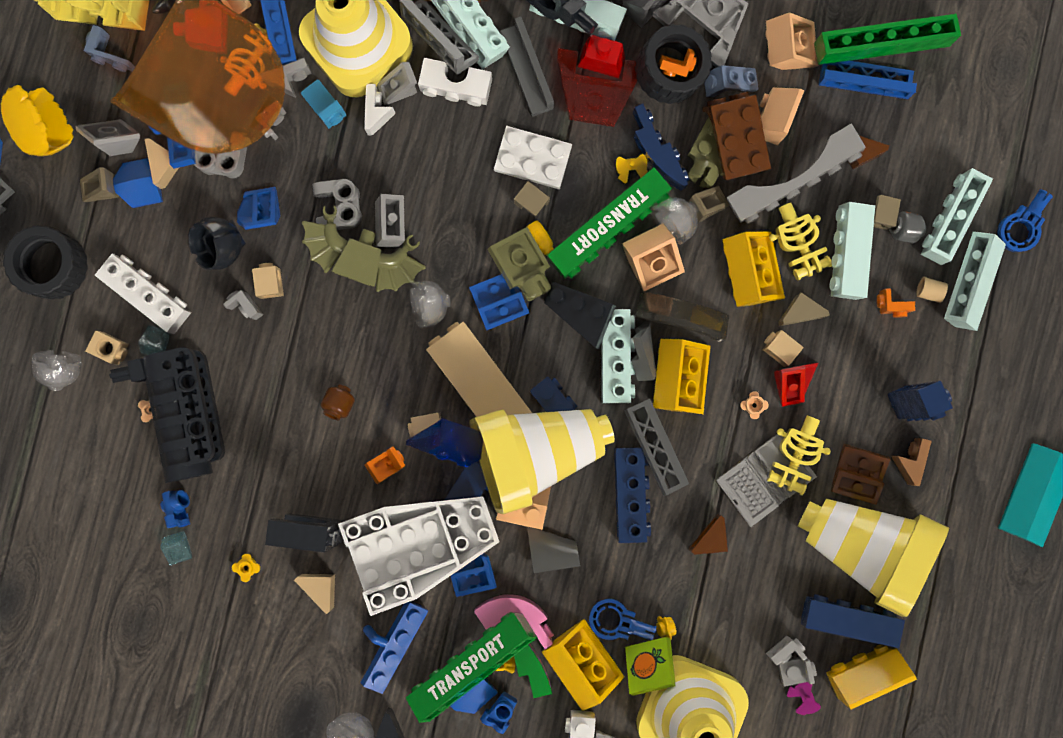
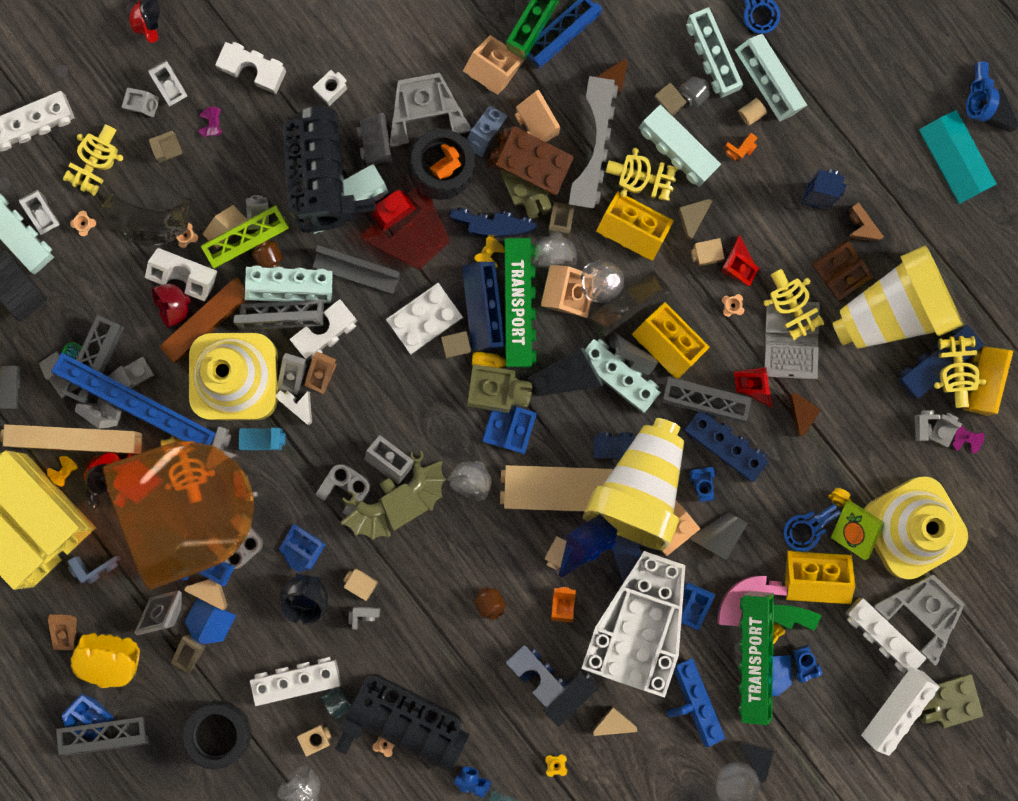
camera: 55 degrees left, 0 degrees up
(35, 69) = (63, 631): none -> medium nougat slope
(309, 474) = (527, 665): none -> arch
(418, 106) = (320, 372): none -> medium nougat slope
(582, 195) = (483, 306): none -> dark blue brick
(586, 497) = (703, 479): none -> blue plate
(684, 277) = (602, 281): none -> clear cylinder
(702, 477) = (754, 384): none -> red slope
(842, 661) = (960, 391): none -> light yellow torso

